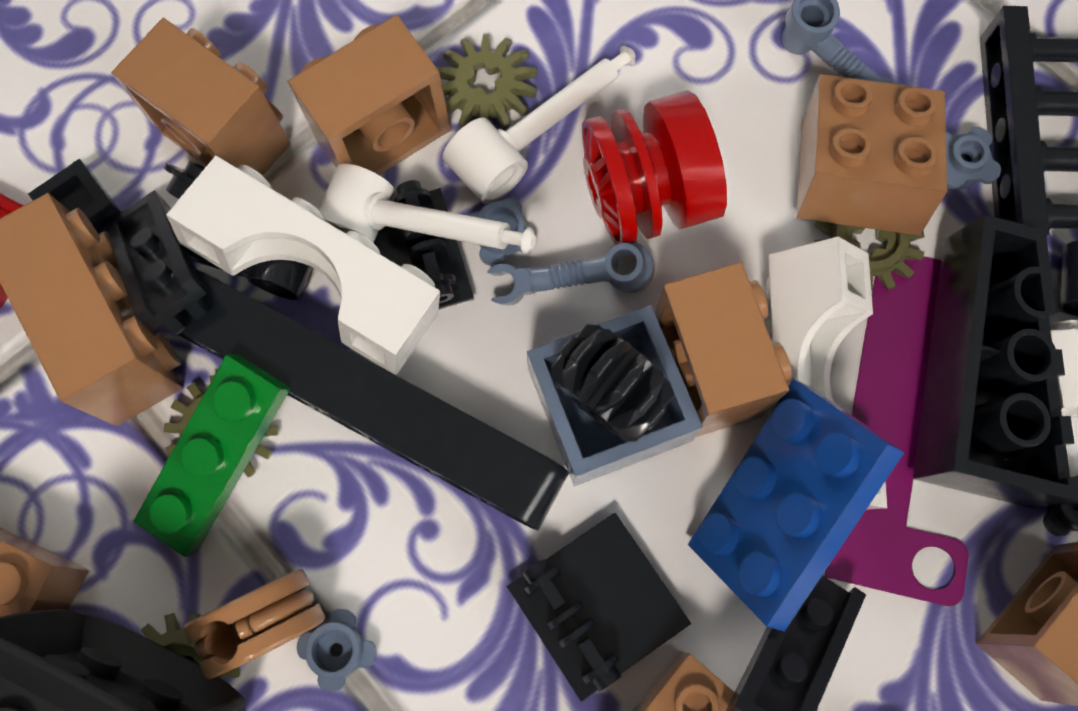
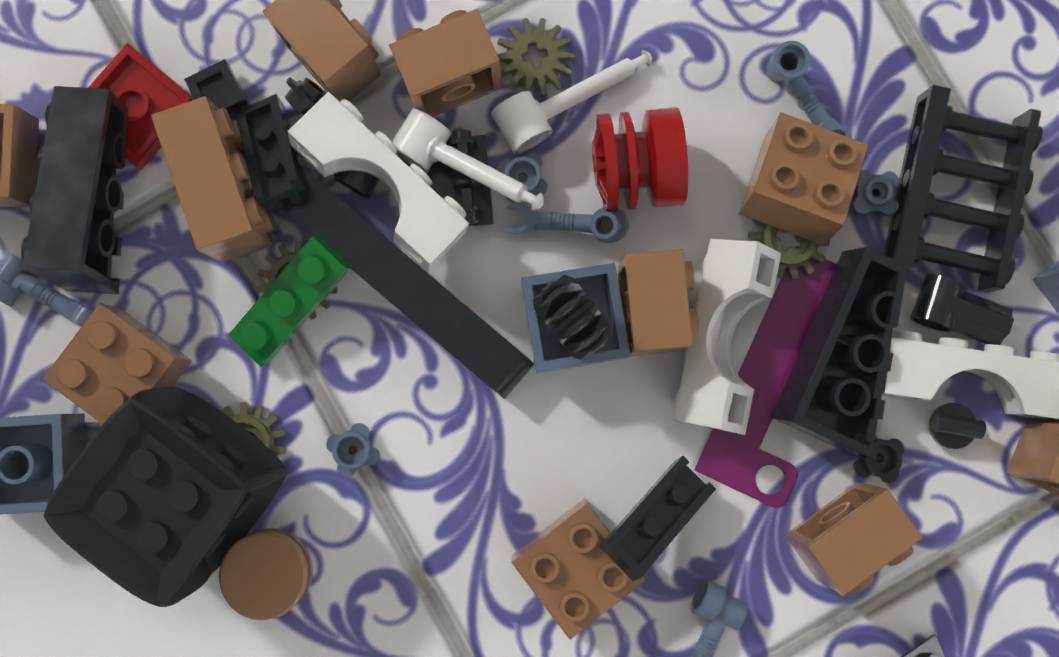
camera: 10 degrees right, 10 degrees up
(254, 624) = (302, 423): medium nougat head -> none
(598, 606) = (535, 457): black hinge -> none
(792, 503) = (678, 418): blue plate -> none

